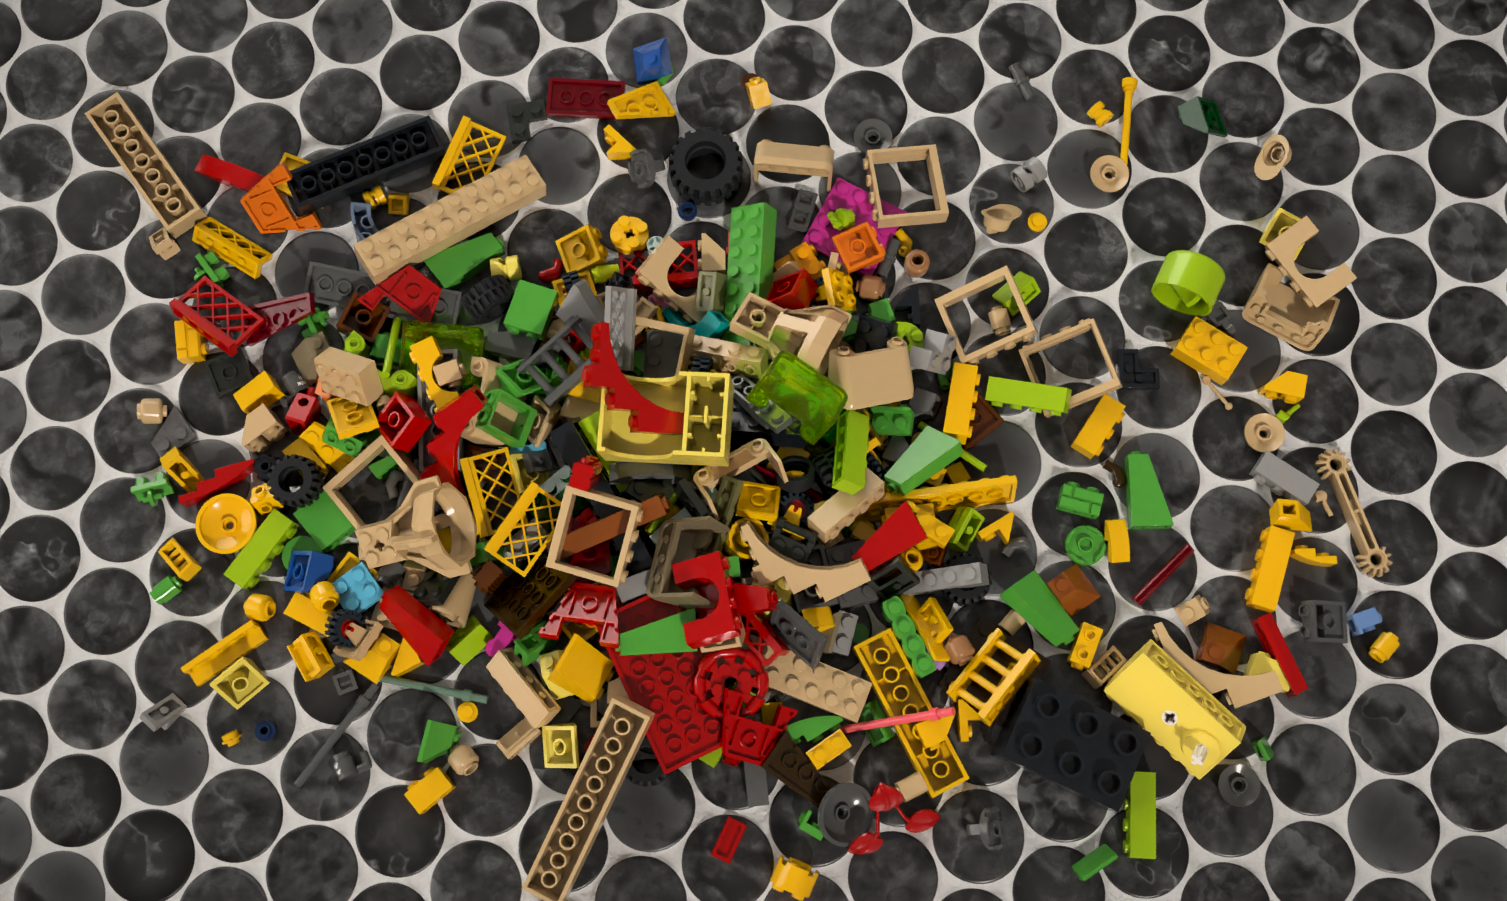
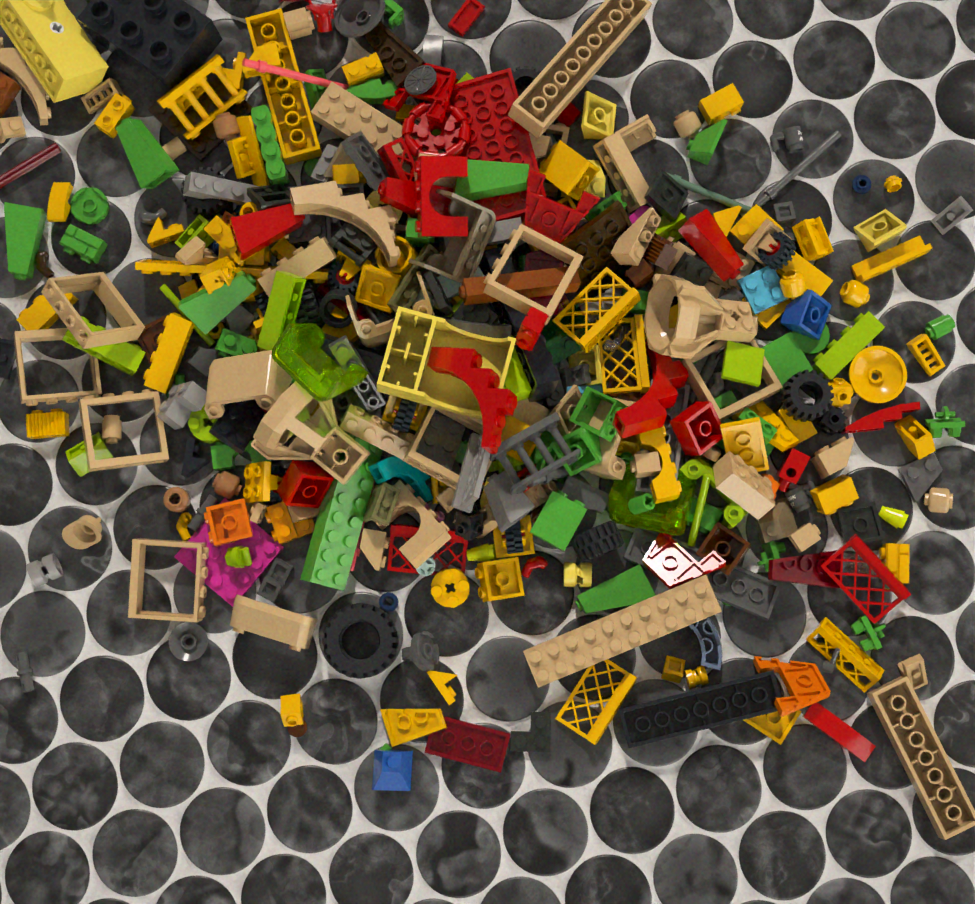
camera: 170 degrees left, 5 degrees up
(196, 386) = (895, 517): none -> neon yellow cone
(246, 232) = (828, 667): none -> dark grey hand
(282, 344) = (805, 536): none -> tan slope
(366, 500) = (742, 363): none -> lime tile
(449, 338) = (641, 504): none -> bright green piece
(467, 712) = (677, 165): yellow plate -> none
(473, 603) = (660, 251): none -> reddish brown brick
(473, 672) = (666, 195): none -> pearl dark grey plate
(497, 606) = (635, 240): none -> tan slope
(500, 504) = (618, 338): none -> arm
(760, 739) = (420, 80): none -> dark grey wheel
(926, 479) = (217, 274): none -> yellow hinge
(957, 506) = (195, 253): none -> tan slope
(1029, 442) = (98, 282): none -> tan window
(1037, 222) = (50, 521): yellow plate -> none
(1064, 312) = (47, 424): none -> yellow brick
(1073, 590) = (112, 168): dark orange slope -> none

